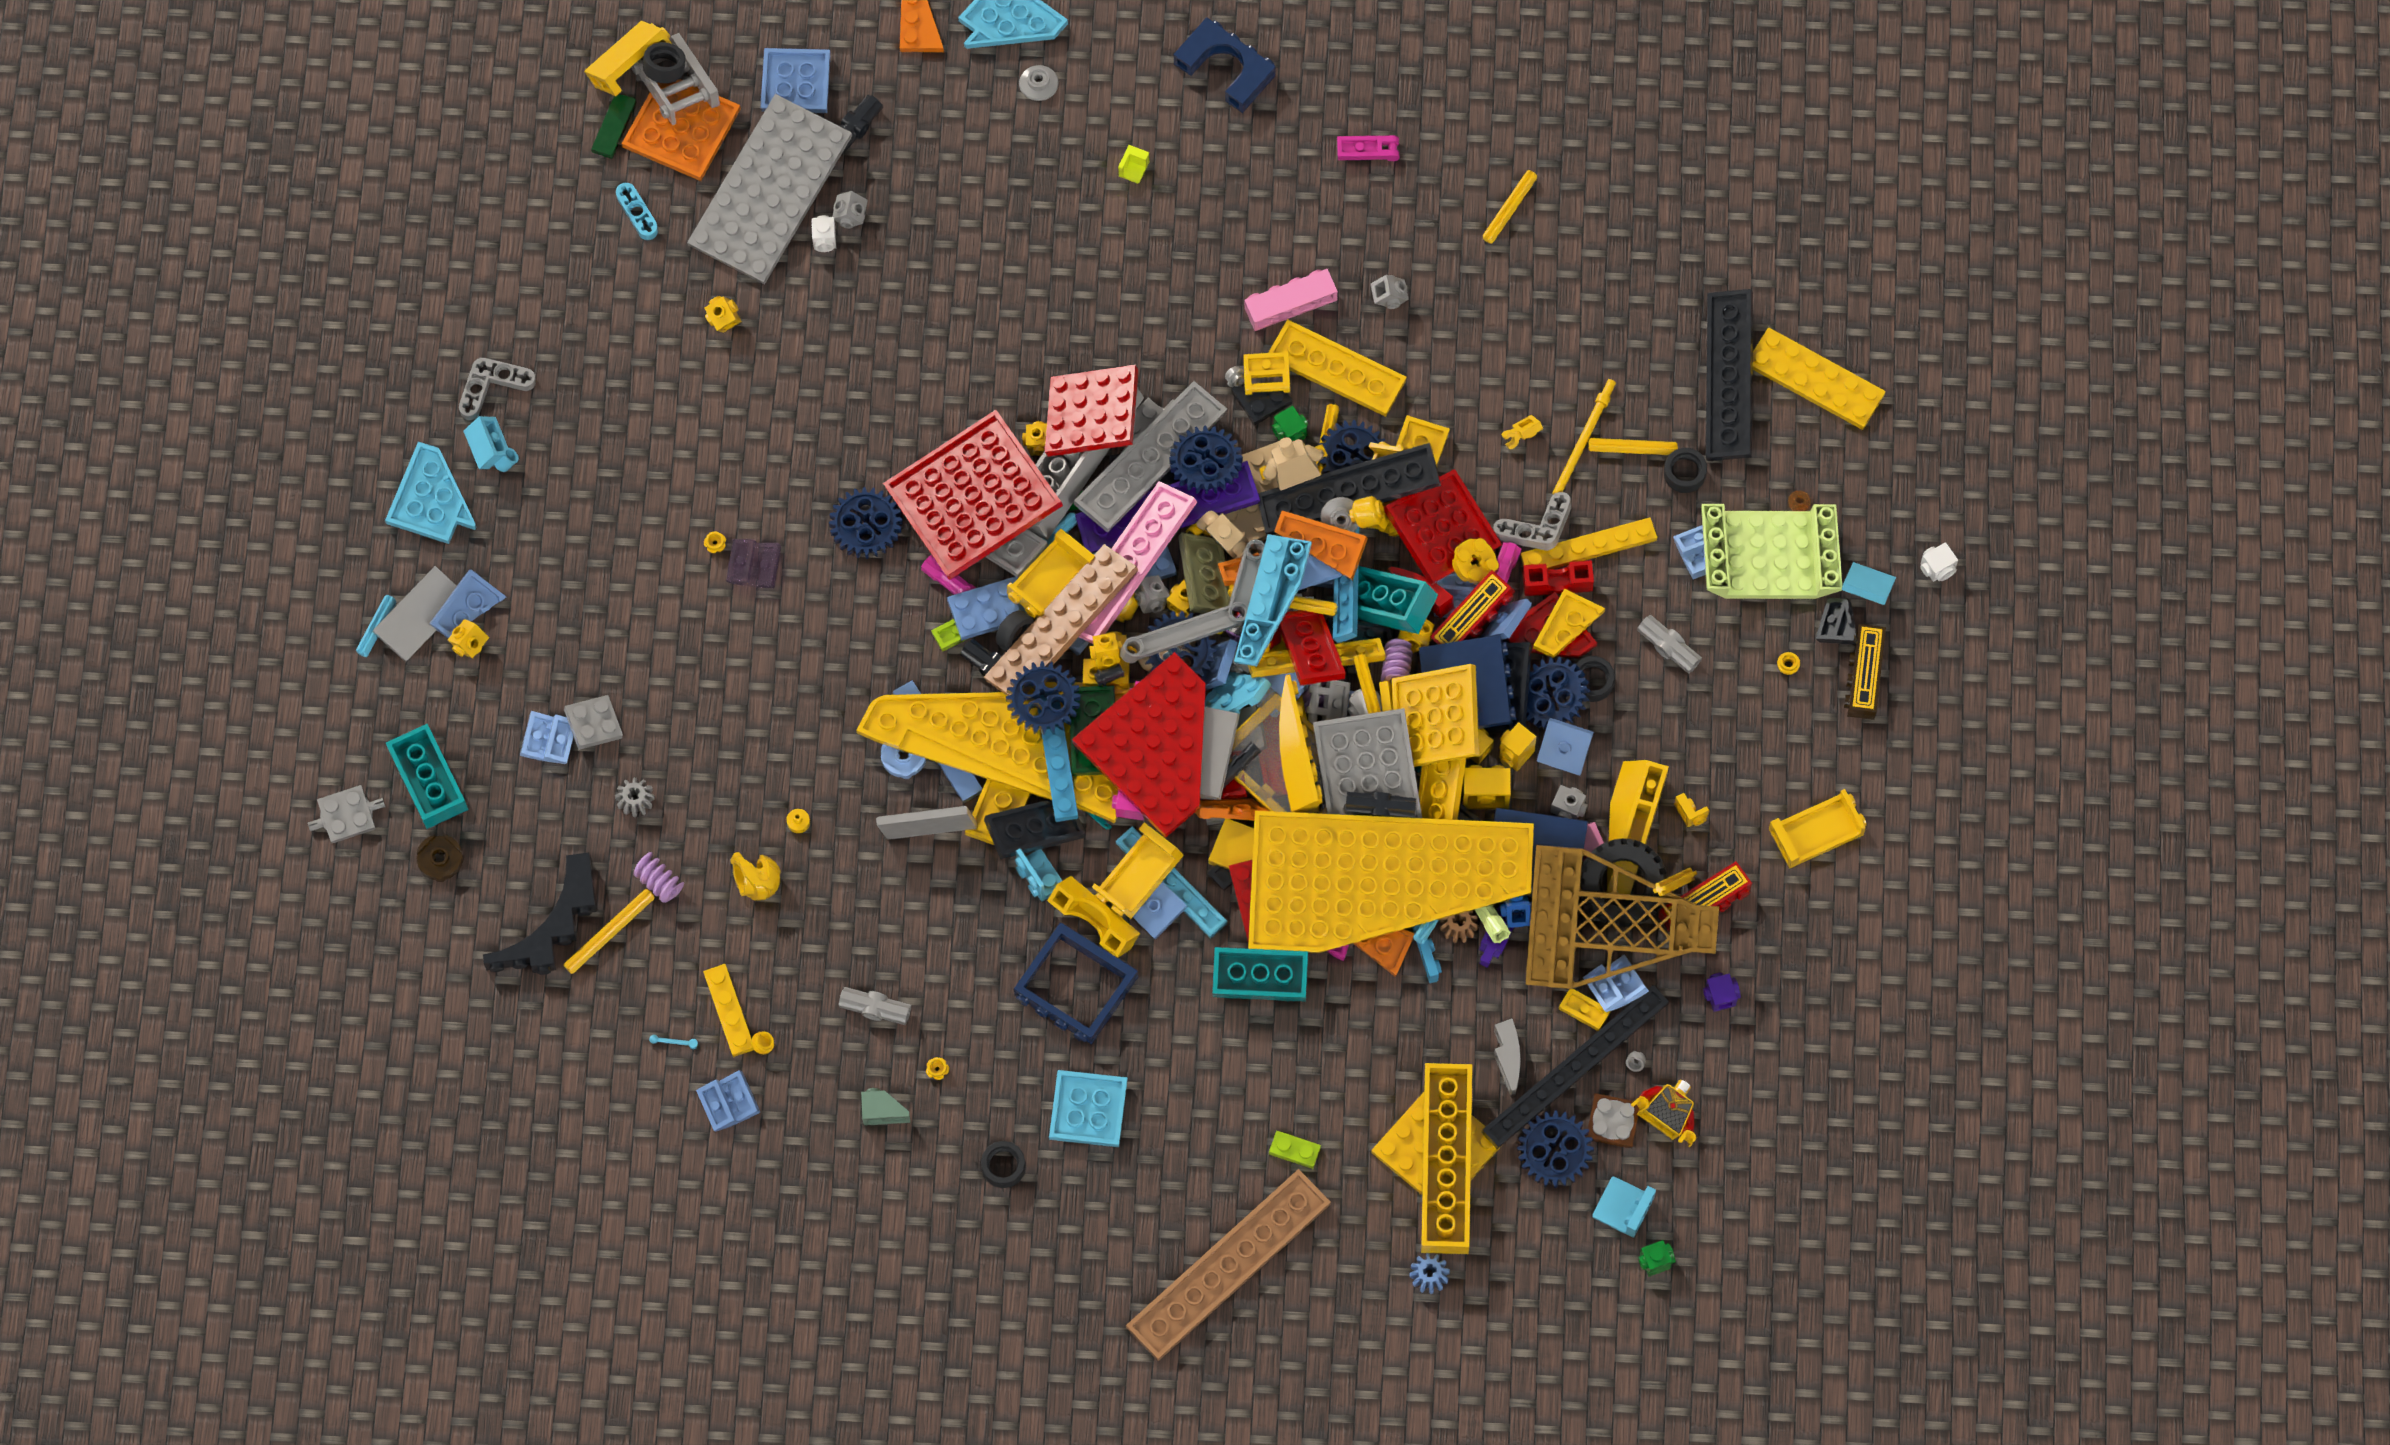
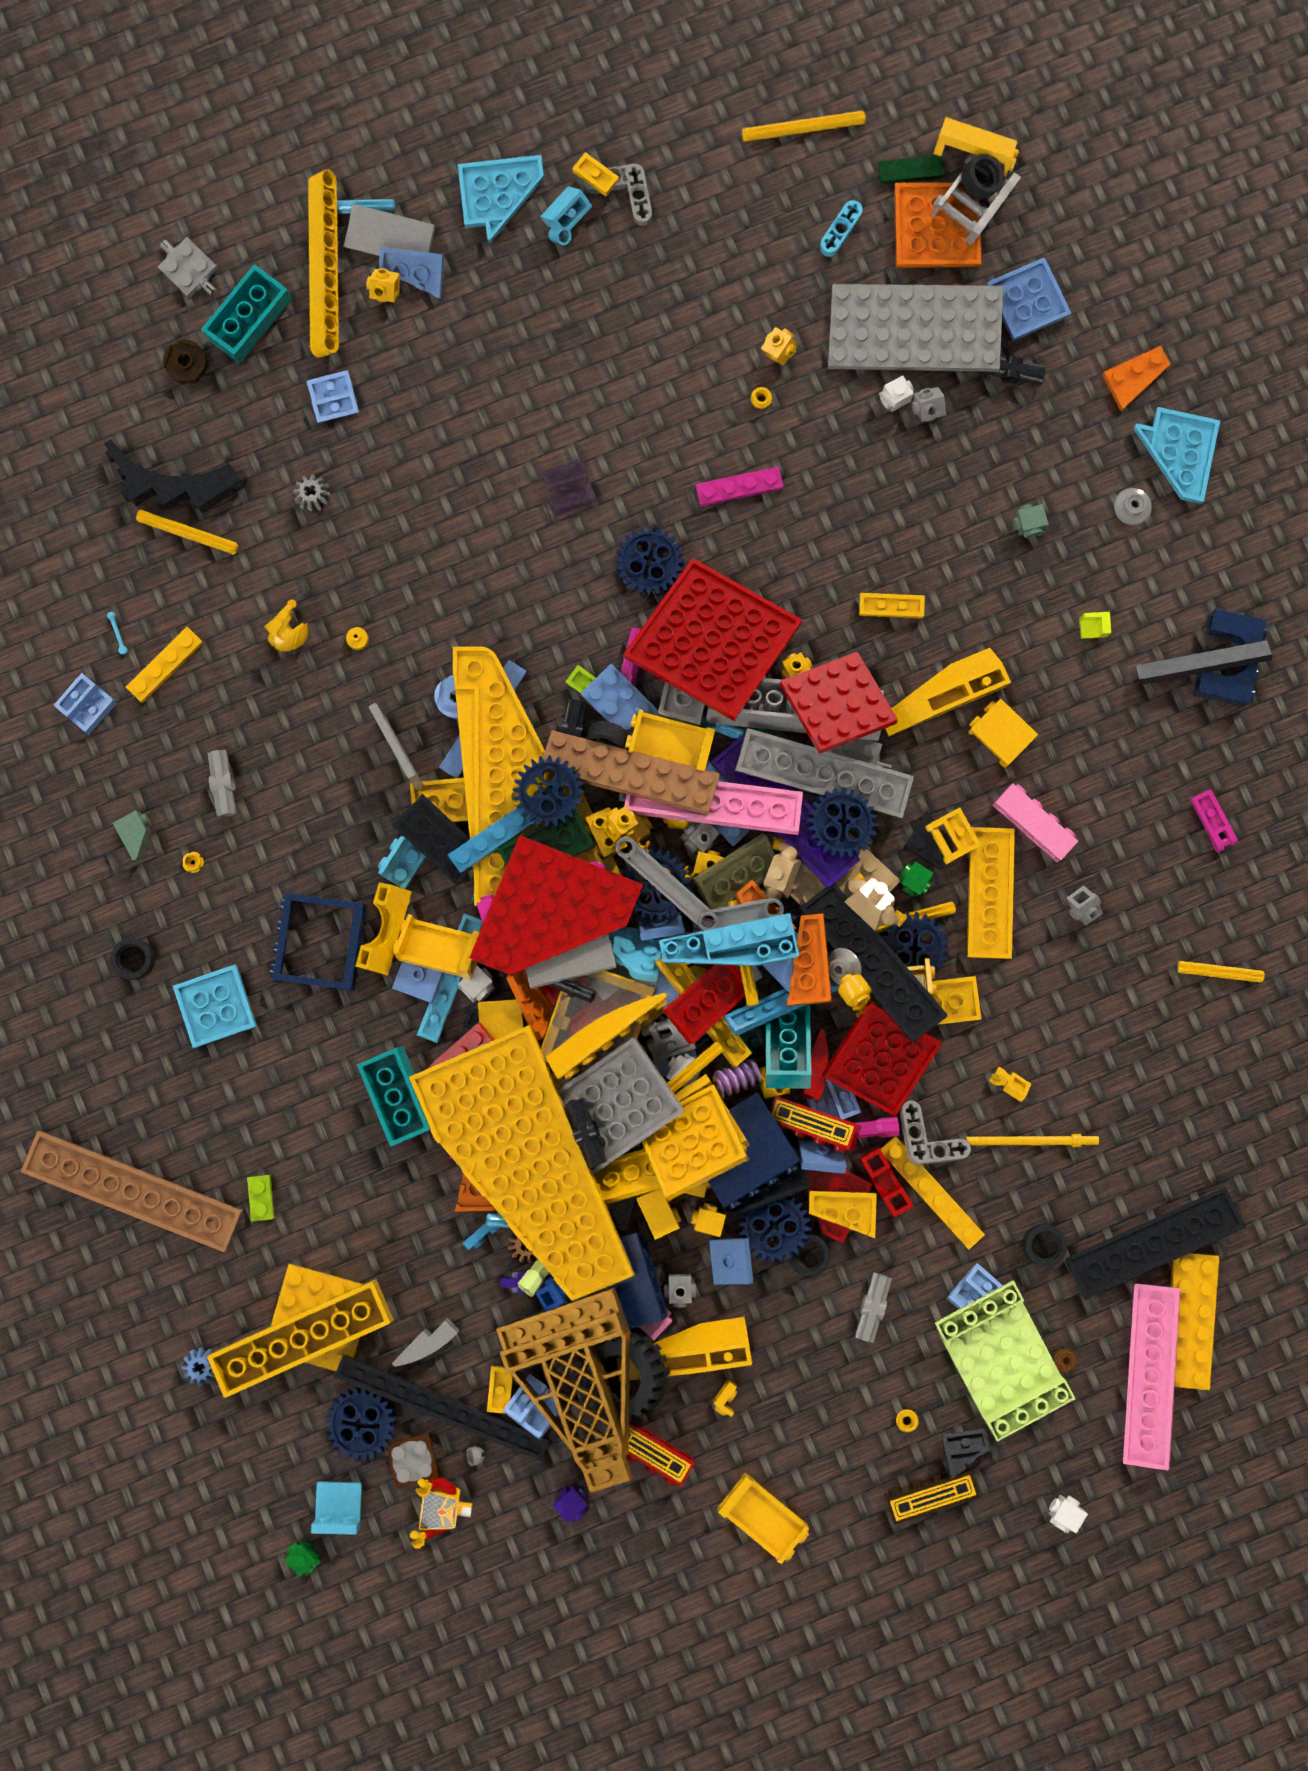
camera: 60 degrees right, 15 degrees up
(415, 685) = (323, 264): none -> yellow beam
(467, 400) = (595, 174): none -> yellow plate
(519, 199) = (803, 126): none -> yellow axle
(593, 722) = (362, 425): light grey plate -> none
(657, 879) = (248, 547): lavender piece -> none
(715, 536) = (572, 439): yellow plate -> none
(761, 348) = (761, 391): none -> yellow plate
(762, 1042) = (147, 706): yellow plate -> none
(835, 413) = (739, 486): none -> dark pink plate
(1006, 174) = (1030, 520): none -> sand green brick
(1021, 330) = (891, 605): none -> yellow plate
(1109, 675) = (599, 836): black pin -> none
(1127, 310) = (950, 689): none -> yellow wedge
(1191, 288) = (1002, 732): none -> yellow panel
(1194, 858) = (478, 987): none -> white brick
(1217, 88) = (1203, 662): none -> tile
(1235, 376) = (938, 809): light grey plate -> none
(1463, 556) = (868, 1113): yellow plate -> none
(1632, 446) = (1045, 1187): yellow axle -> none
(1675, 881) = (640, 1425): yellow axle -> none
(1848, 432) = (1151, 1376): none -> bright pink plate
(1868, 583) = (1015, 1461): medium azure tile -> none

